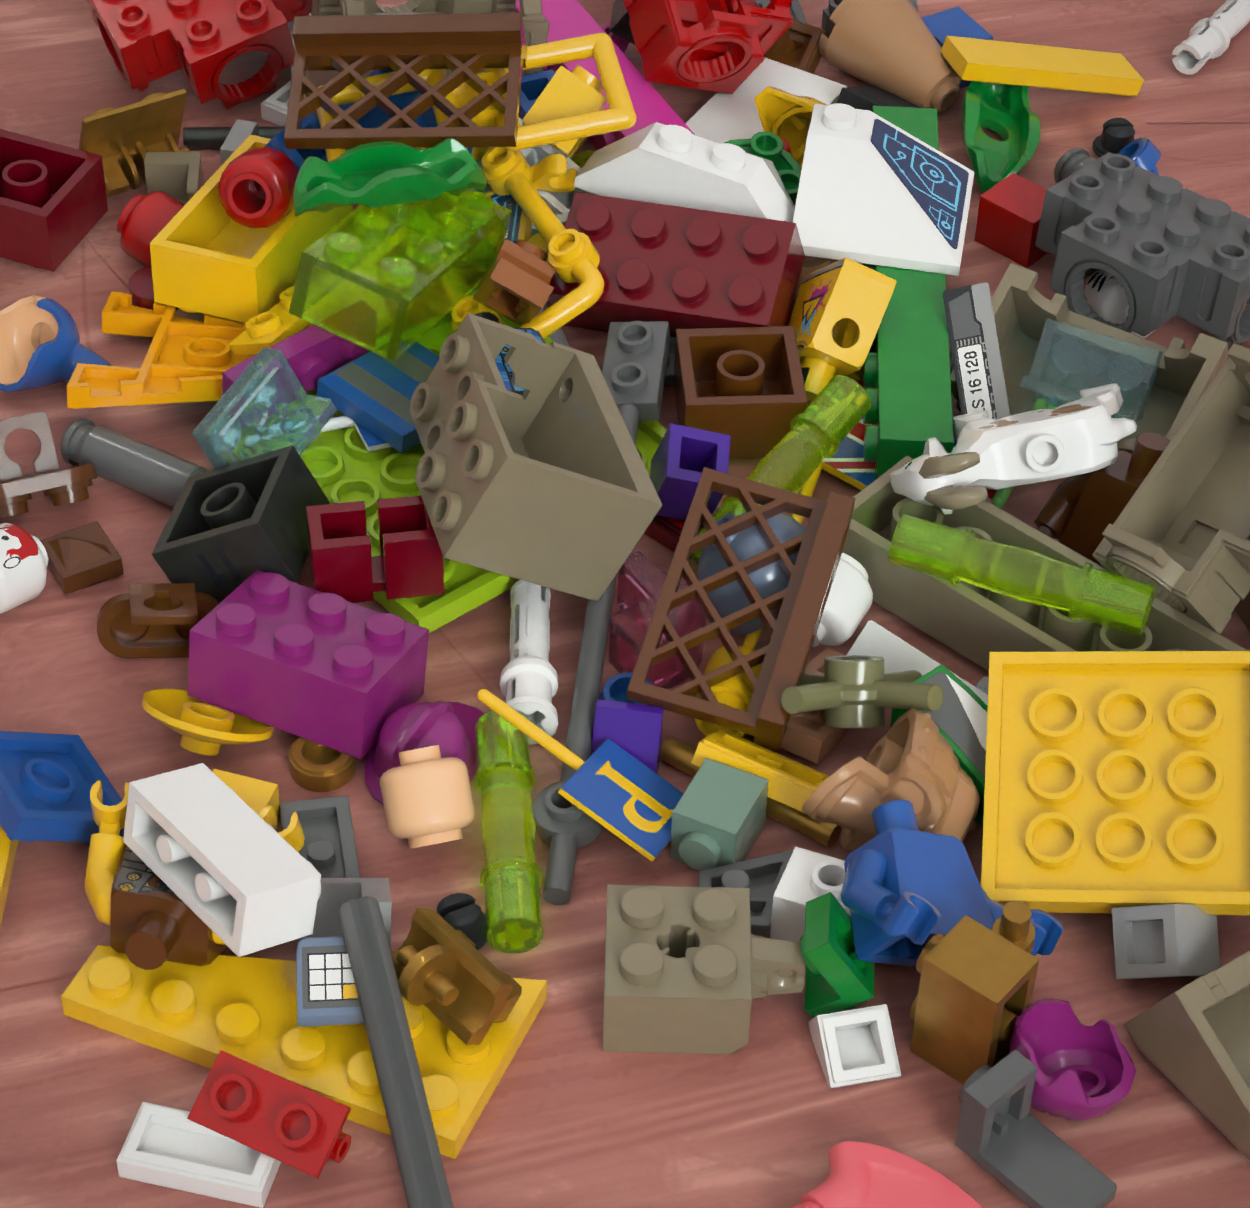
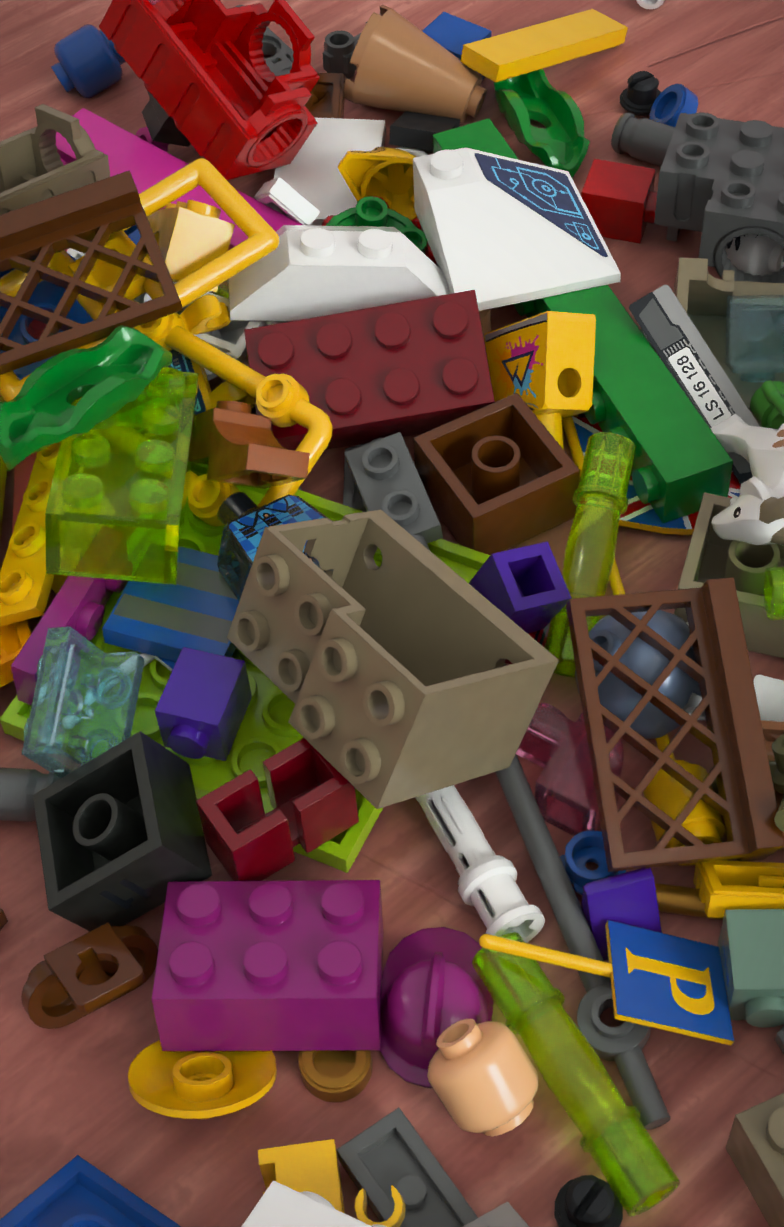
camera: 20 degrees left, 10 degrees up
(367, 460) = (203, 704): none -> dark purple brick
(695, 116) = (287, 201): none -> white tile

